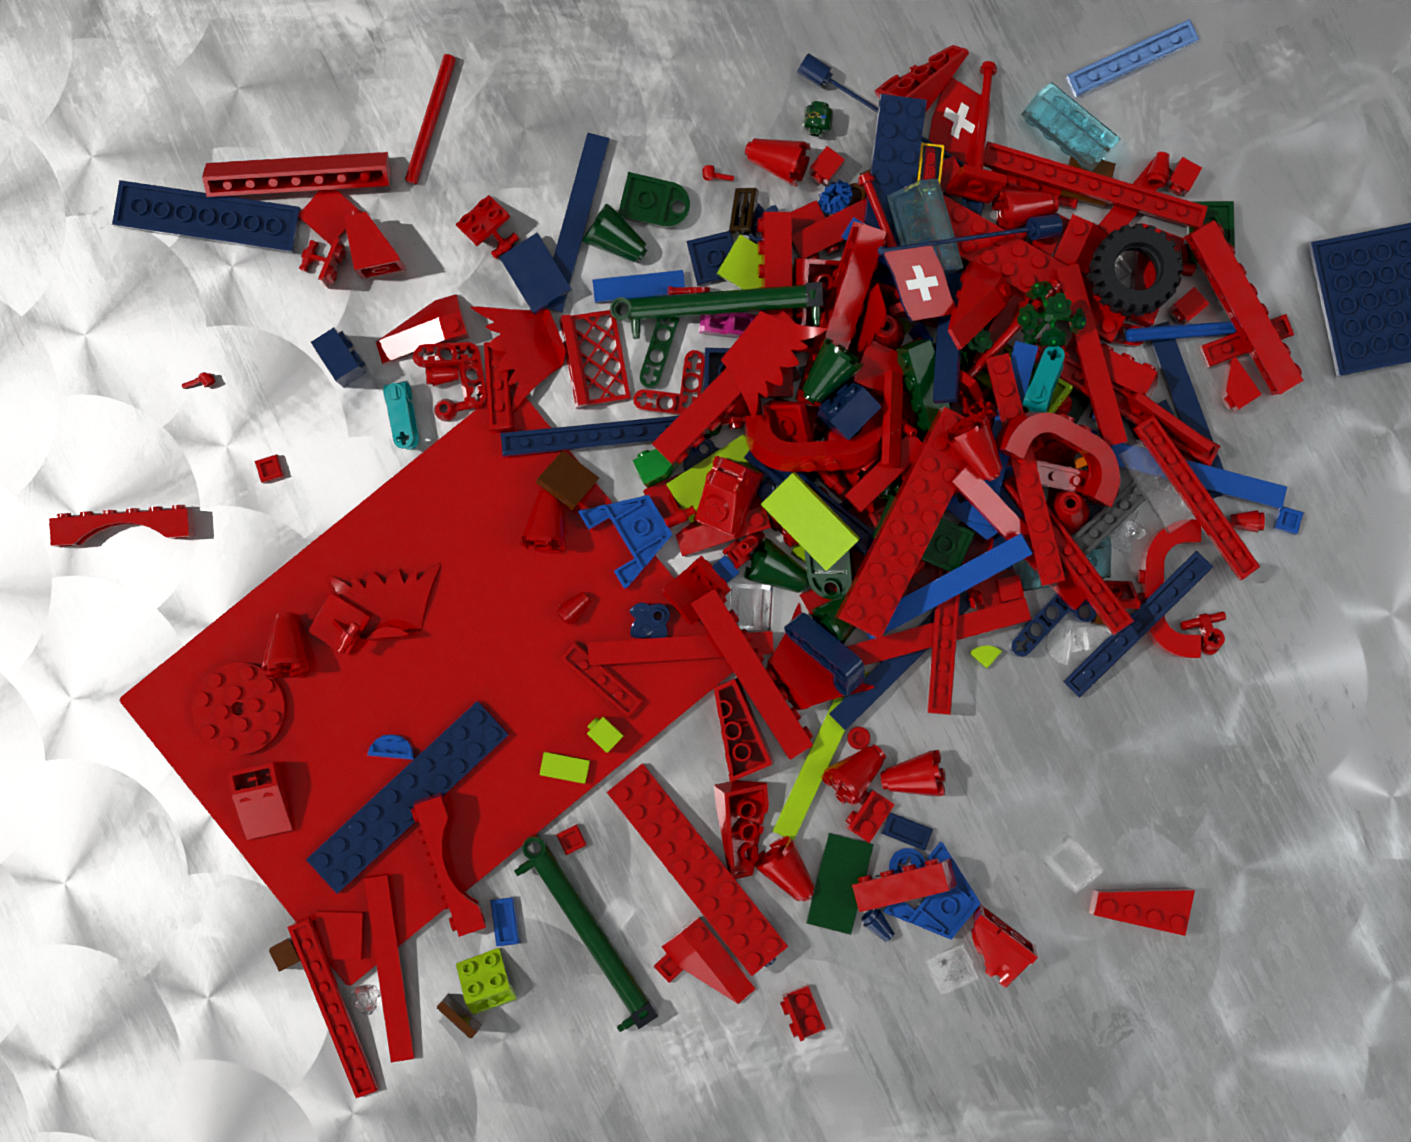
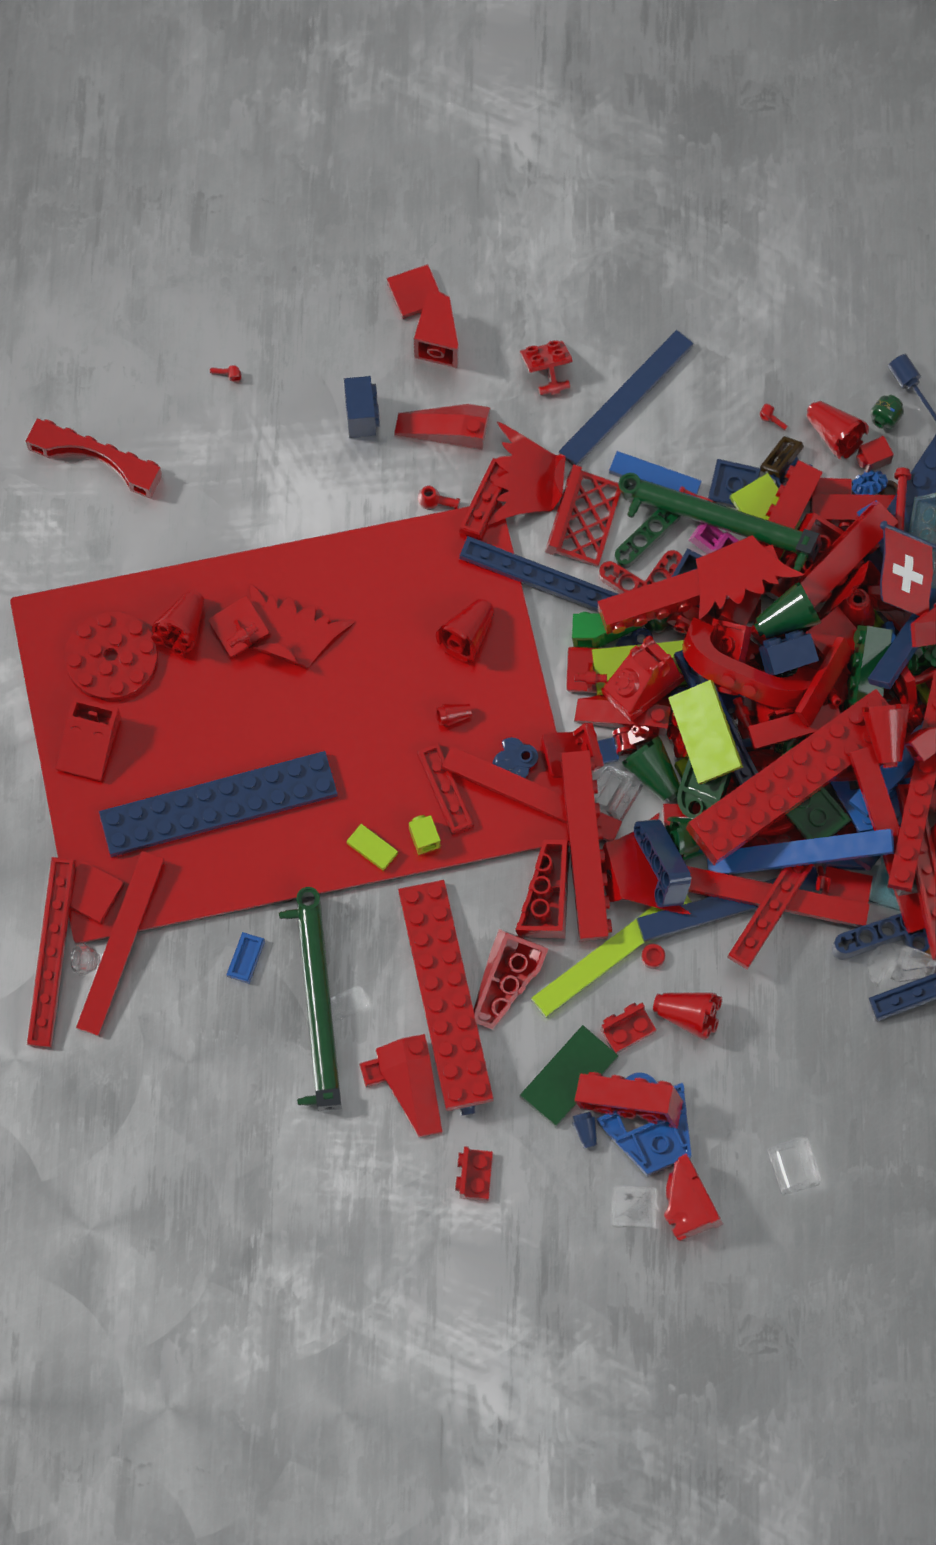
camera: 25 degrees right, 15 degrees down
(206, 218) = (308, 243): dark blue plate -> none
(269, 468) = (248, 472): red tile -> none
(284, 954) = (34, 885): reddish brown piece -> none
(296, 174) = (405, 244): red brick -> none
(335, 256) = (391, 328): red plate -> none
(392, 746) = (227, 754): blue tile -> none
(401, 414) = (389, 481): teal piece -> none
(430, 119) = (544, 256): red axle -> none
(441, 375) = (440, 465): red cone -> none
(459, 1016) = (160, 1013): reddish brown tile -> none
(464, 363) = (466, 464): red beam -> none
(465, 909) = (232, 828): red arch -> none
(485, 981) = (199, 1001): lime bracket -> none
(535, 273) = (569, 422): dark blue tile -> none
(567, 480) = (506, 602): reddish brown tile -> none
(571, 839) = (344, 916): red tile -> none
(615, 236) = (655, 422): dark green cone -> none
(639, 527) = (548, 671): blue wing -> none
(651, 201) = (704, 411): dark green plate -> none
(786, 869) = (527, 1036): red cone -> none
(854, 774) = (632, 981): red cone -> none
(907, 831) = (655, 1060): dark blue tile -> none
(985, 654) = (808, 939): lime tile -> none
(1010, 588) = (859, 889): red tile -> none
(1152, 908) = (846, 1238): red wedge -> none

